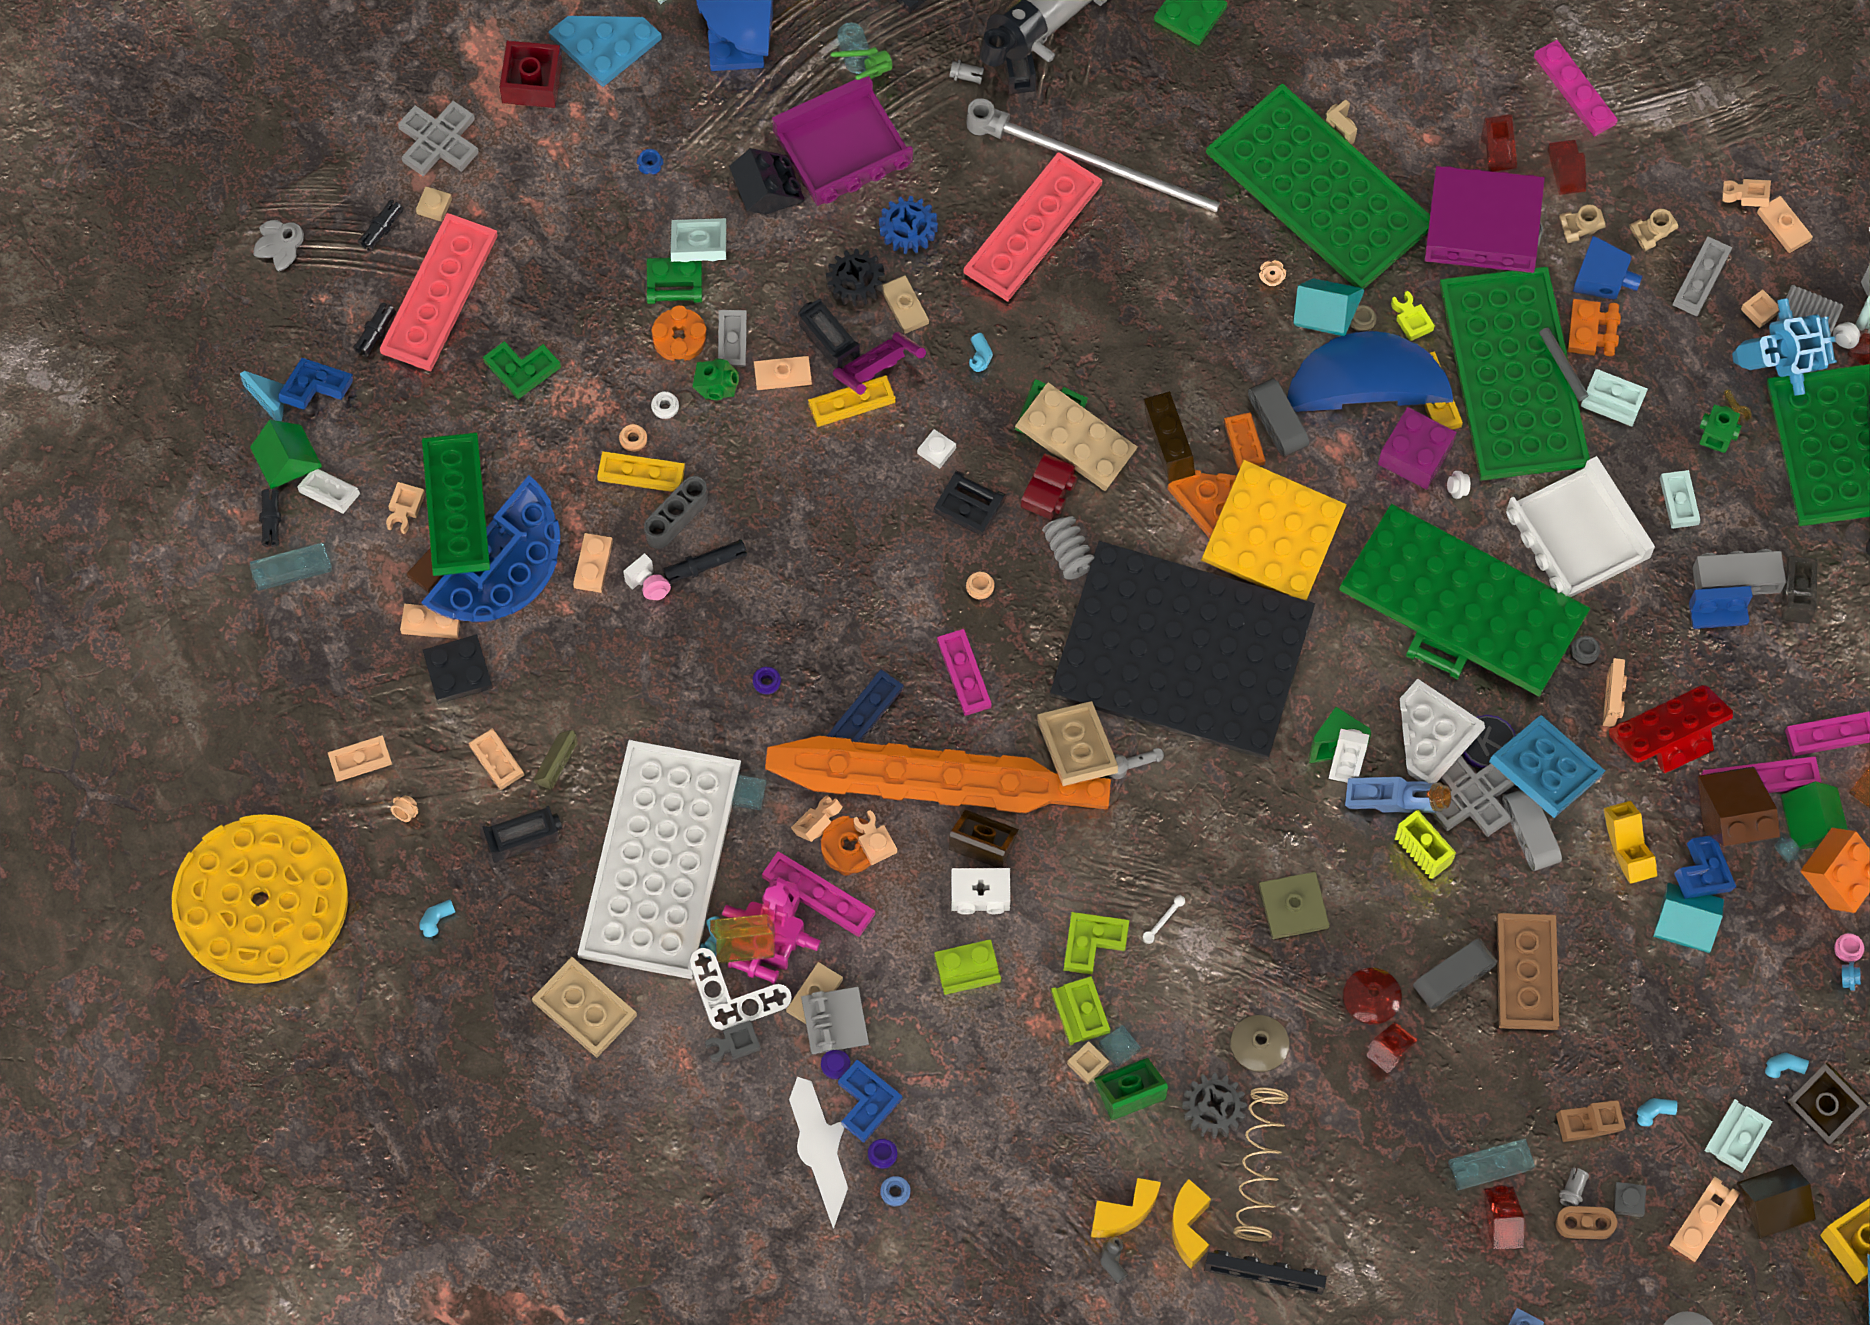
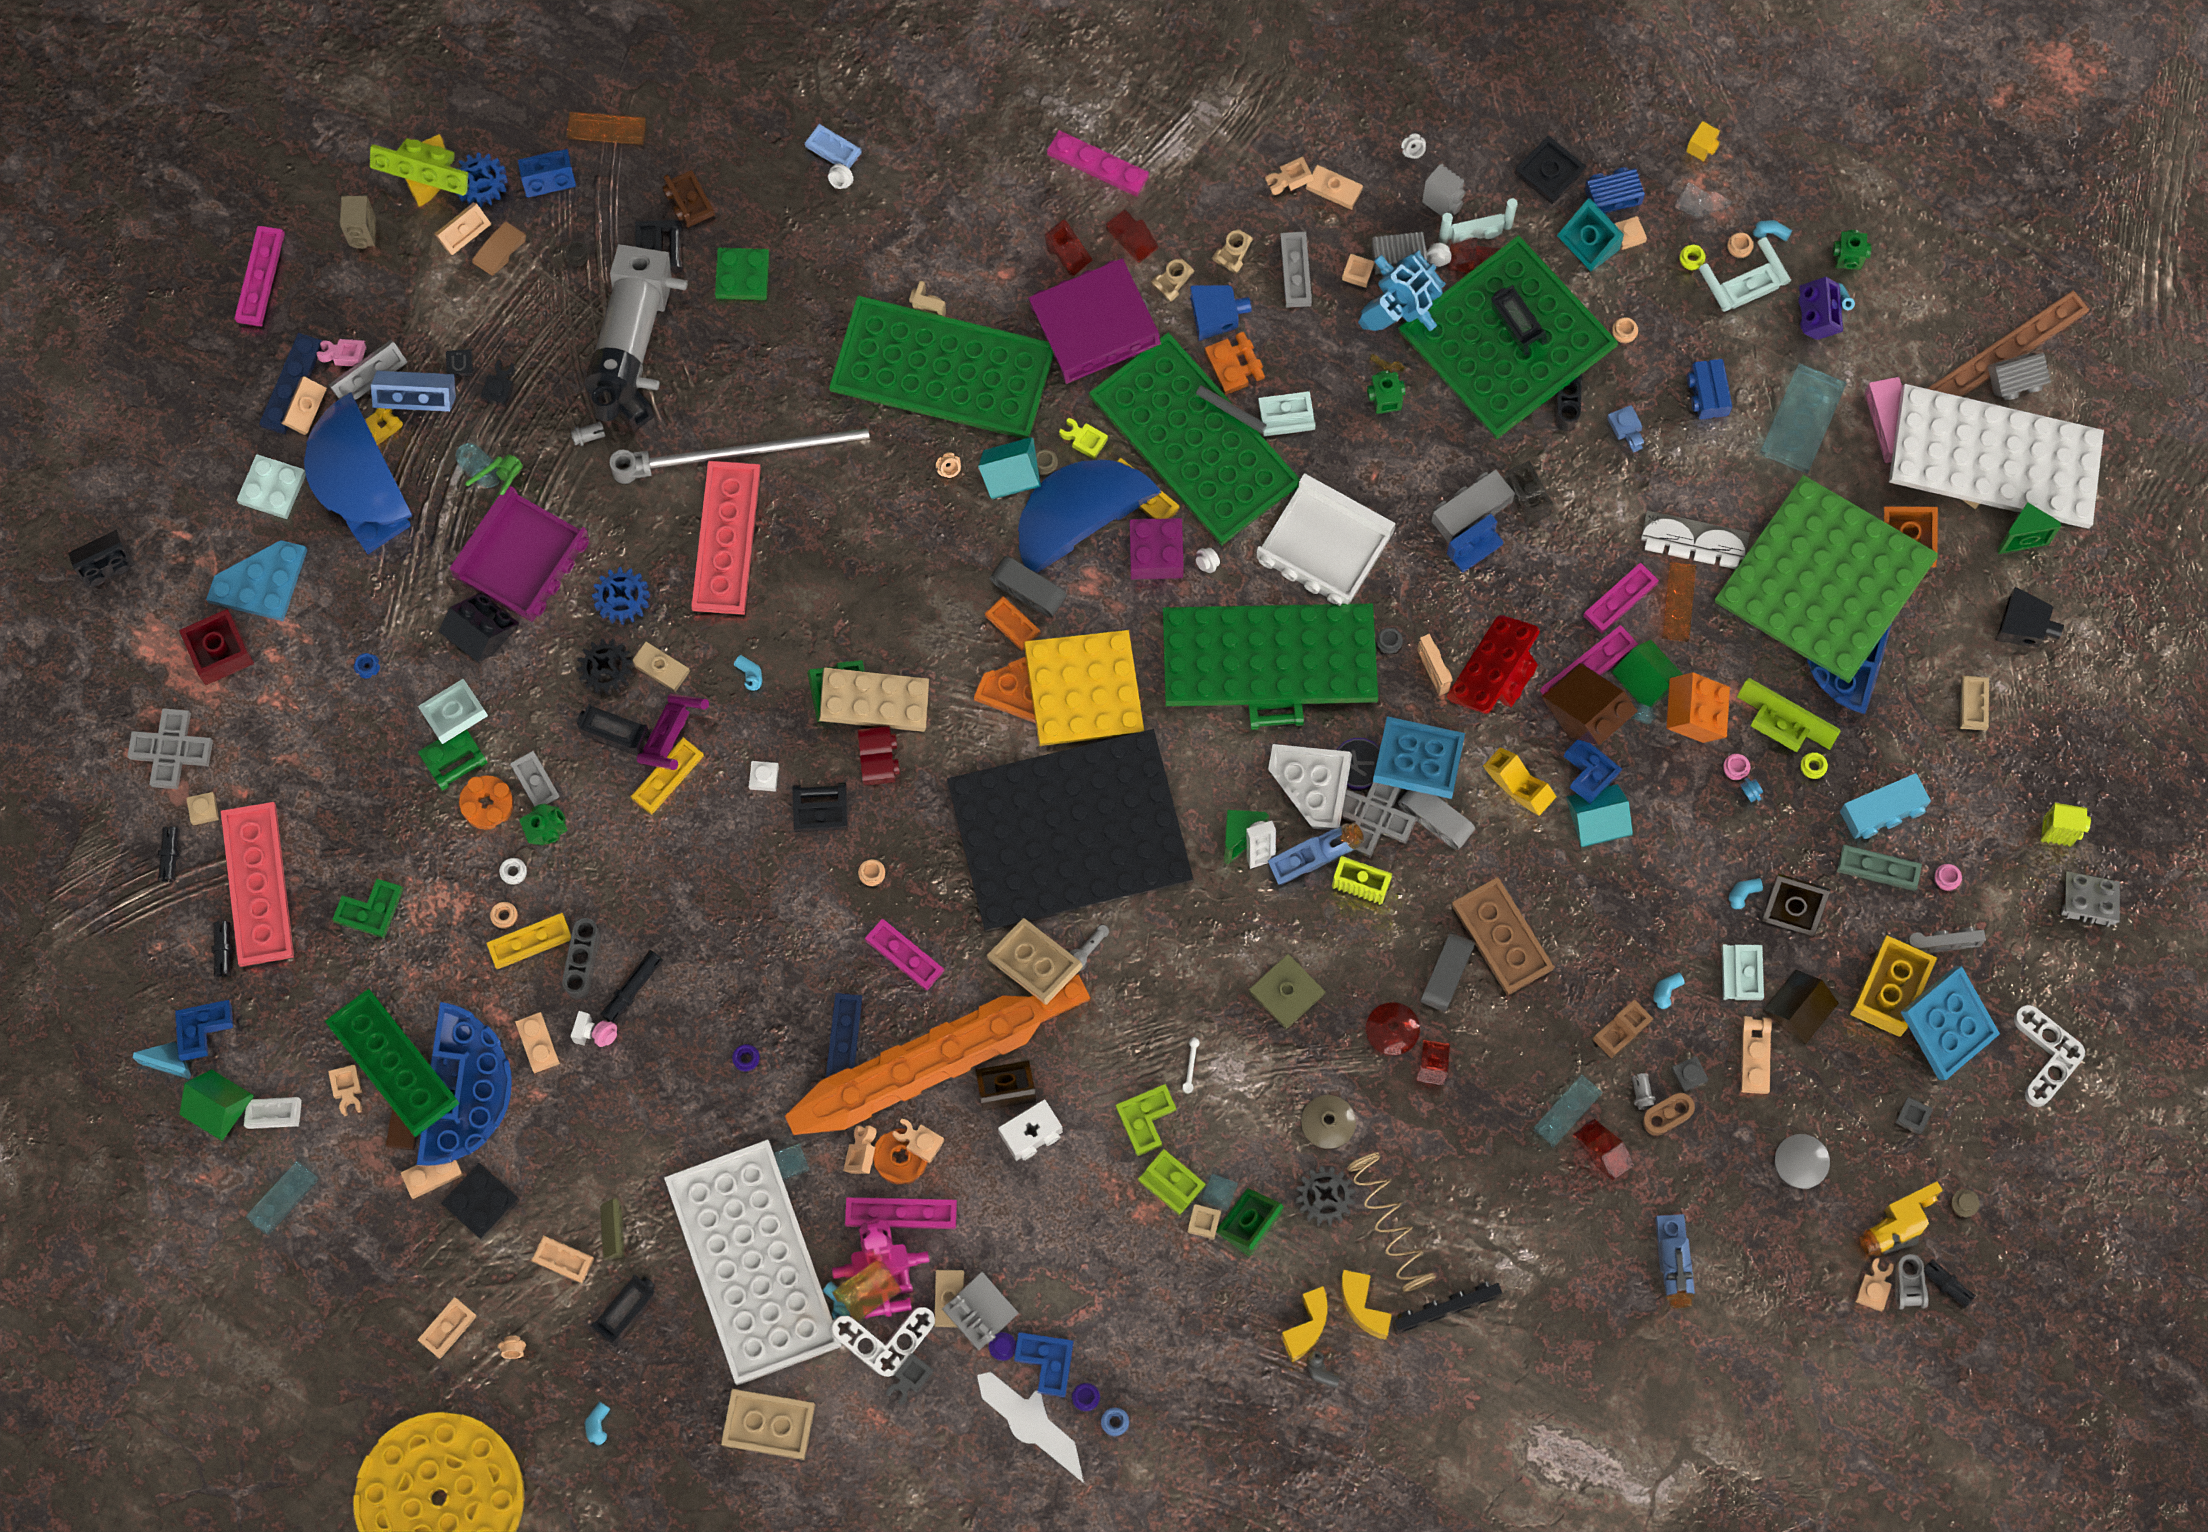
camera: 30 degrees left, 5 degrees up
(270, 518) = (237, 1166): black pin -> none
(276, 245) = (87, 924): light grey plate -> none
(782, 373) = (594, 785): light nougat plate -> none
(967, 967) = (1058, 1200): lime plate -> none
(1067, 547) = (924, 797): light grey piece -> none
(1169, 436) = (951, 656): dark brown brick -> none
(1680, 499) = (1389, 470): light aqua plate -> none

